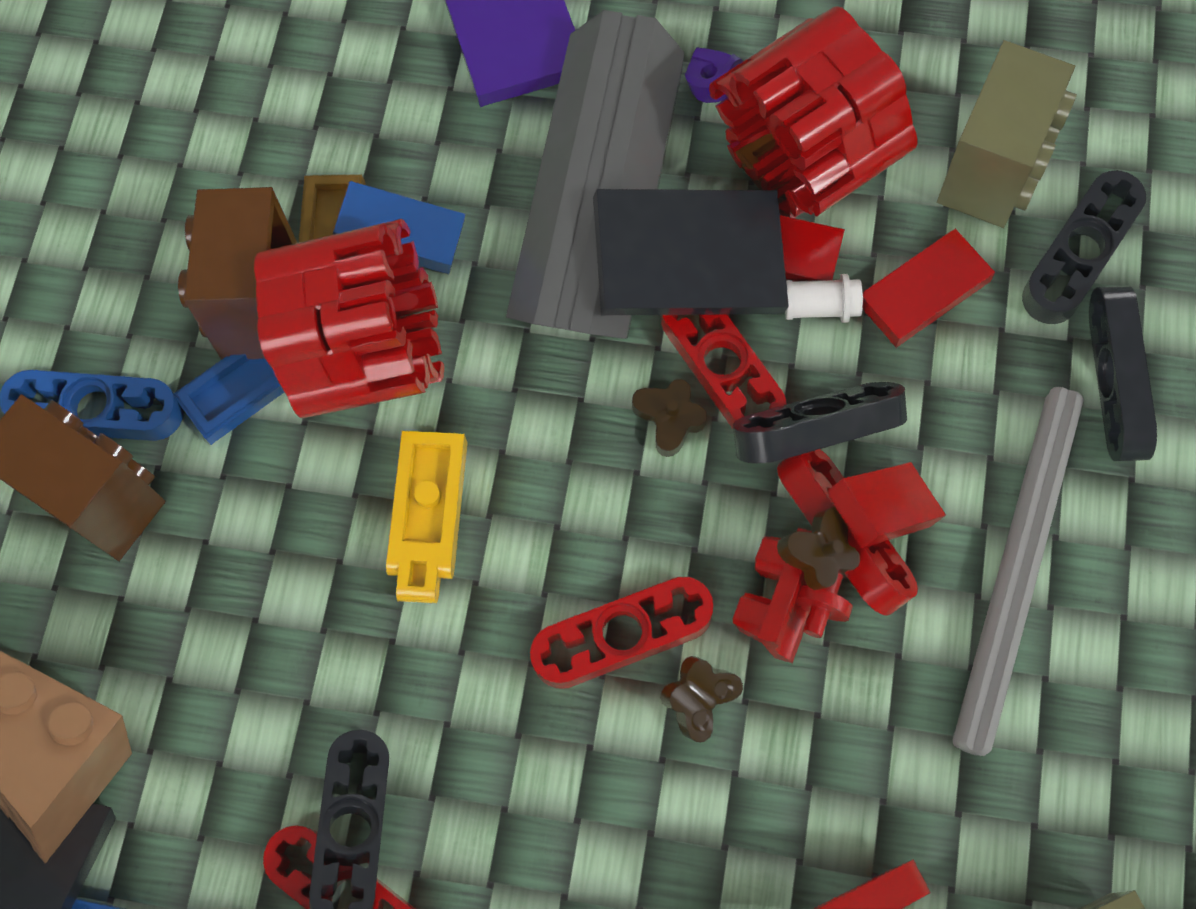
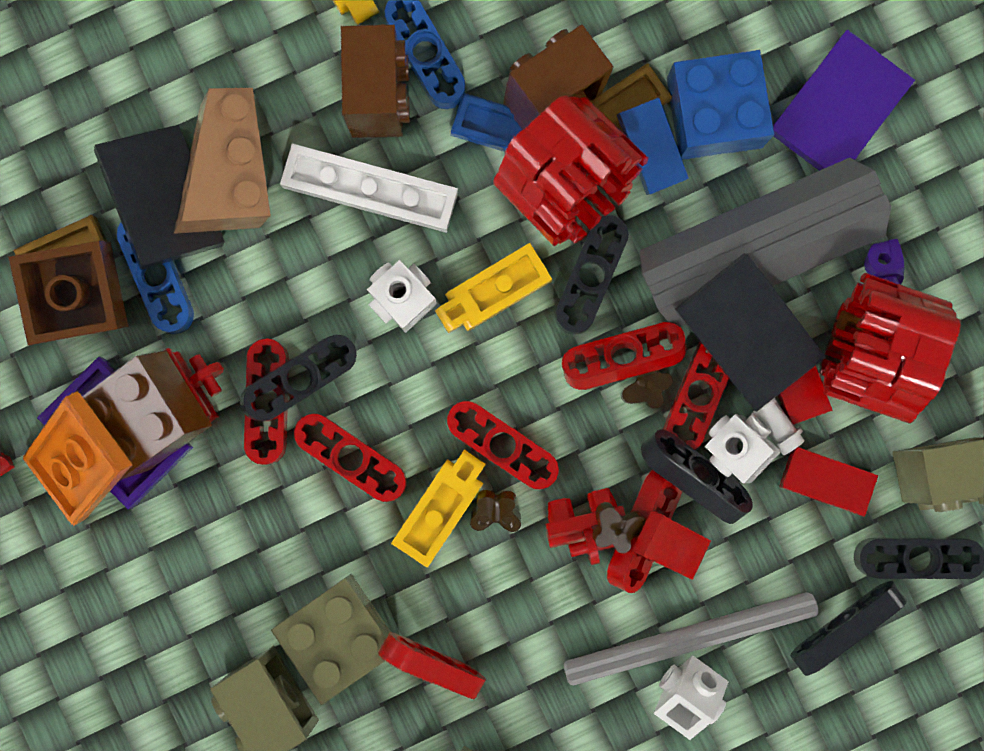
camera: 45 degrees right, 15 degrees up
(188, 579) = (369, 188): none -> white plate
(346, 624) = (407, 309): none -> white brick
(409, 126) = (720, 104): none -> blue brick
(448, 842) = (330, 430): none -> red beam
(502, 435) = (615, 251): none -> black beam
(611, 386) = (590, 353): none -> red beam
(649, 766) = (440, 508): none -> yellow hinge
(843, 351) = (756, 451): none -> white brick
(1098, 607) = (698, 691): none -> white brick

